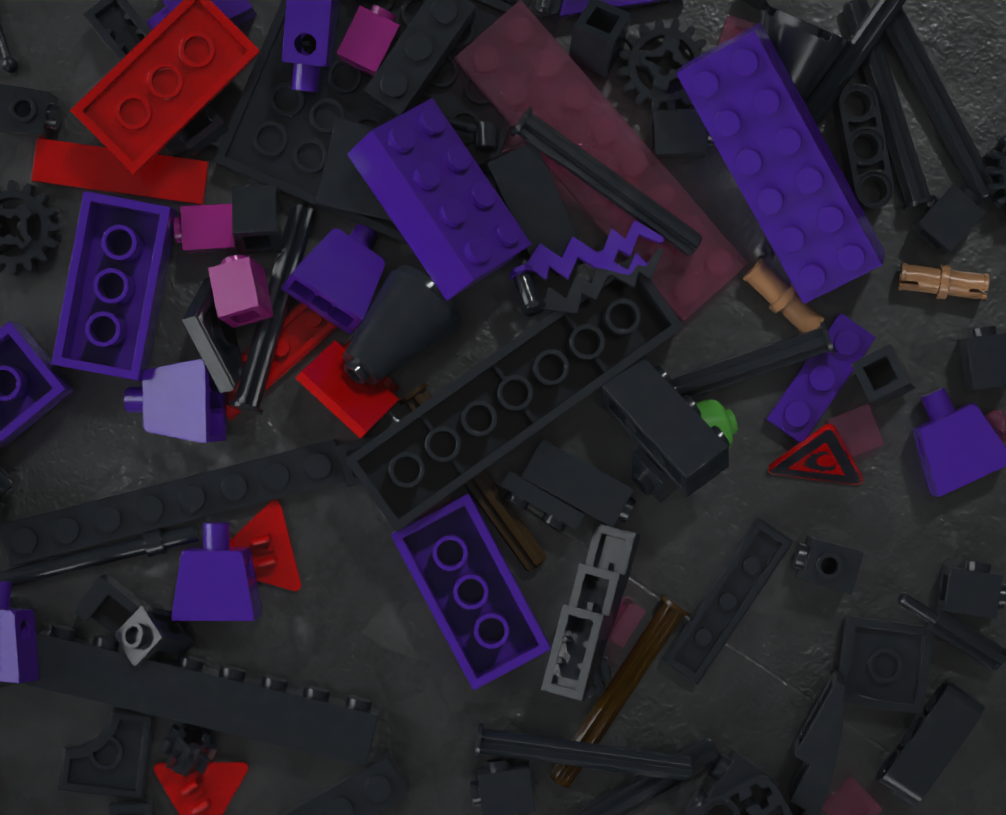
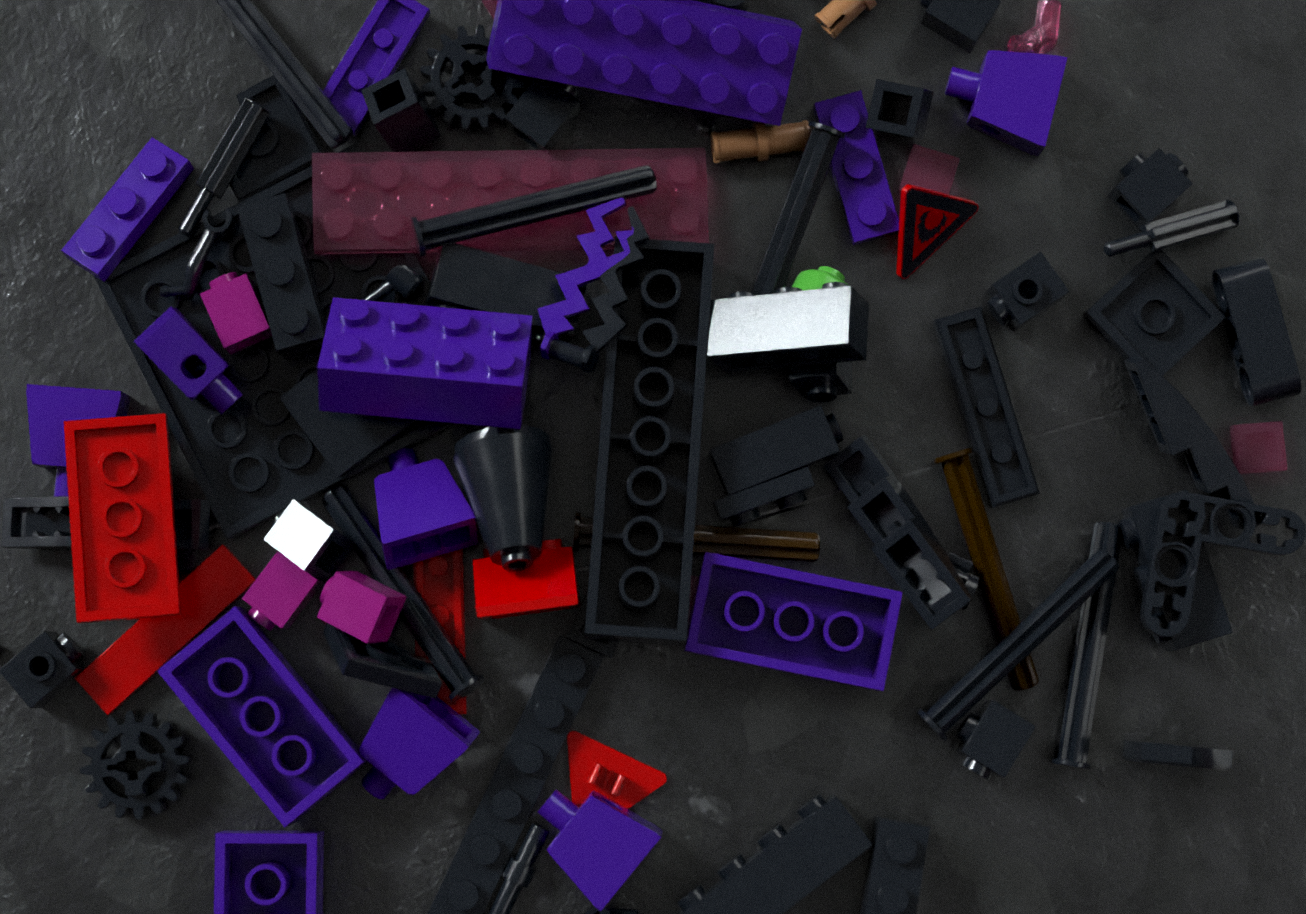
camera: 50 degrees left, 5 degrees down
(626, 621) = (932, 507): clear pink tile -> none

